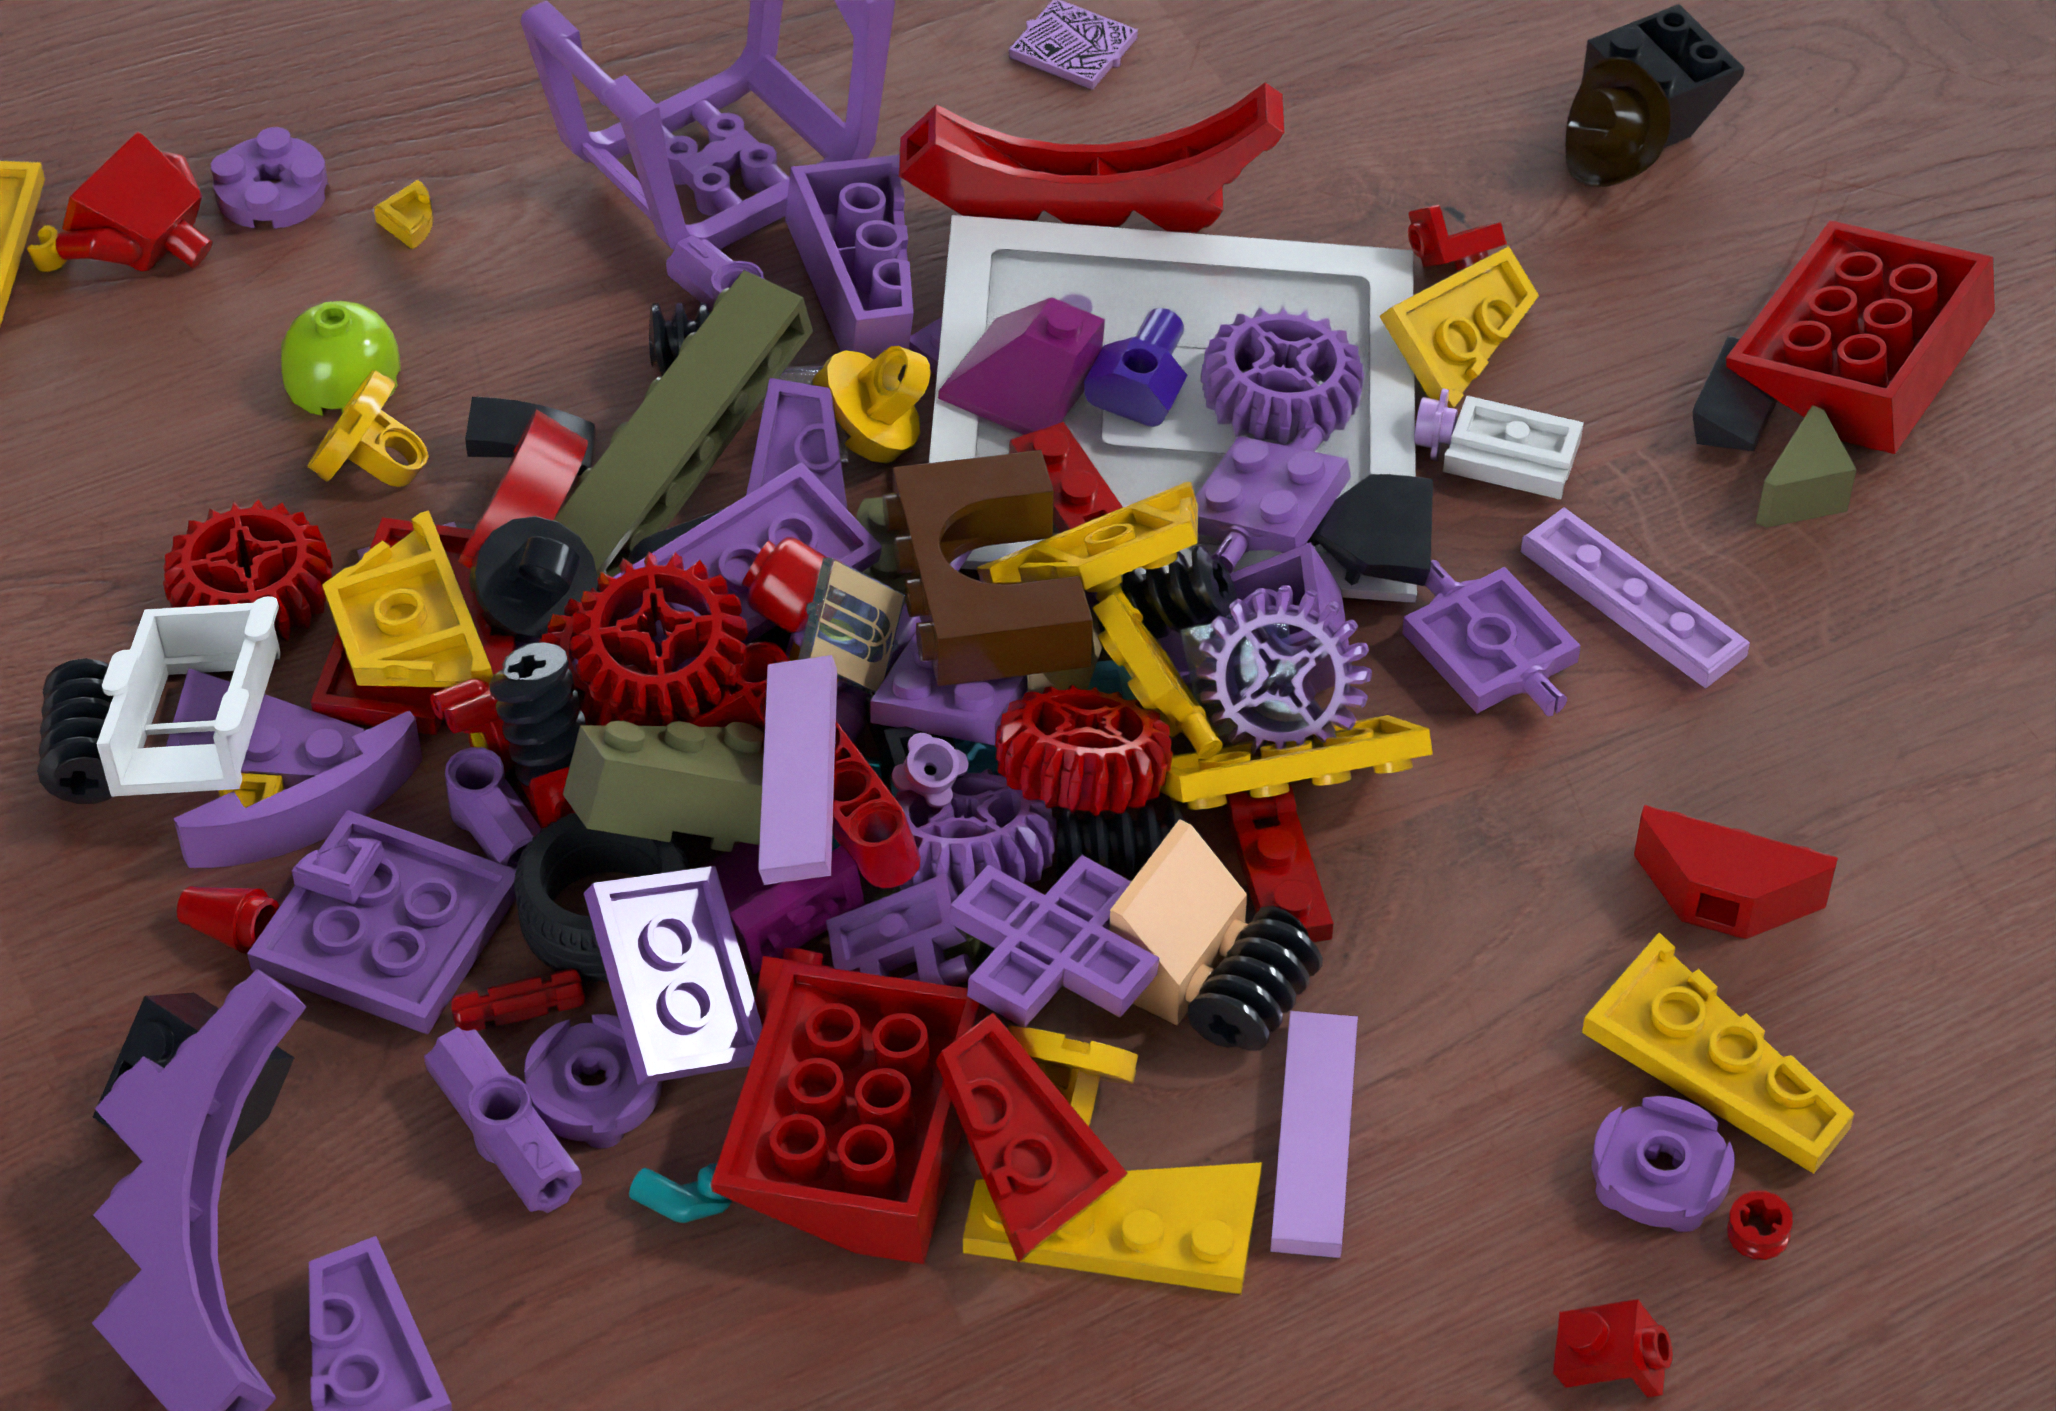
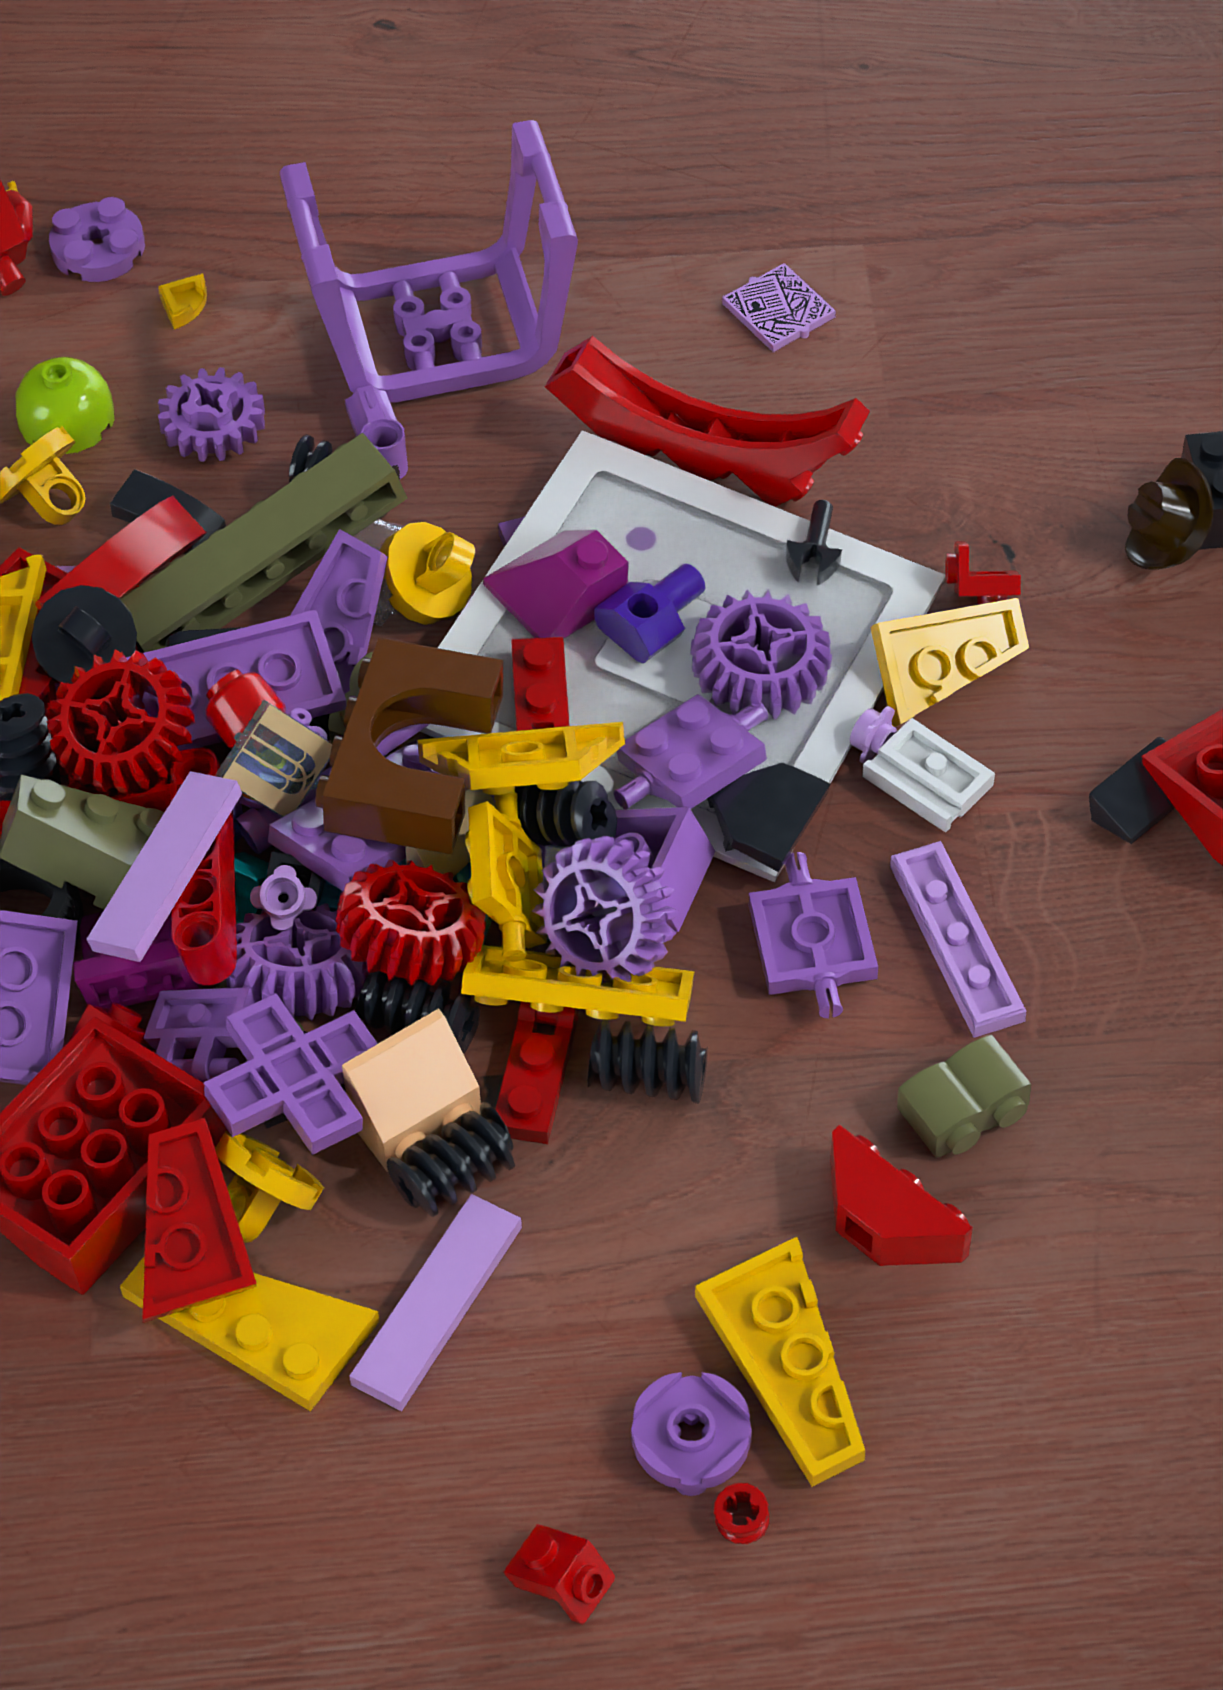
camera: 25 degrees right, 5 degrees up
(520, 319) = (211, 414): none -> medium lavender gear
(855, 249) = (494, 438): medium lavender wedge -> none
(1254, 270) = (815, 545): none -> black bar
(1399, 810) = (648, 1060): none -> black piece
(1742, 742) = (964, 1096): none -> olive brick
(1809, 477) = (1156, 881): olive slope -> none

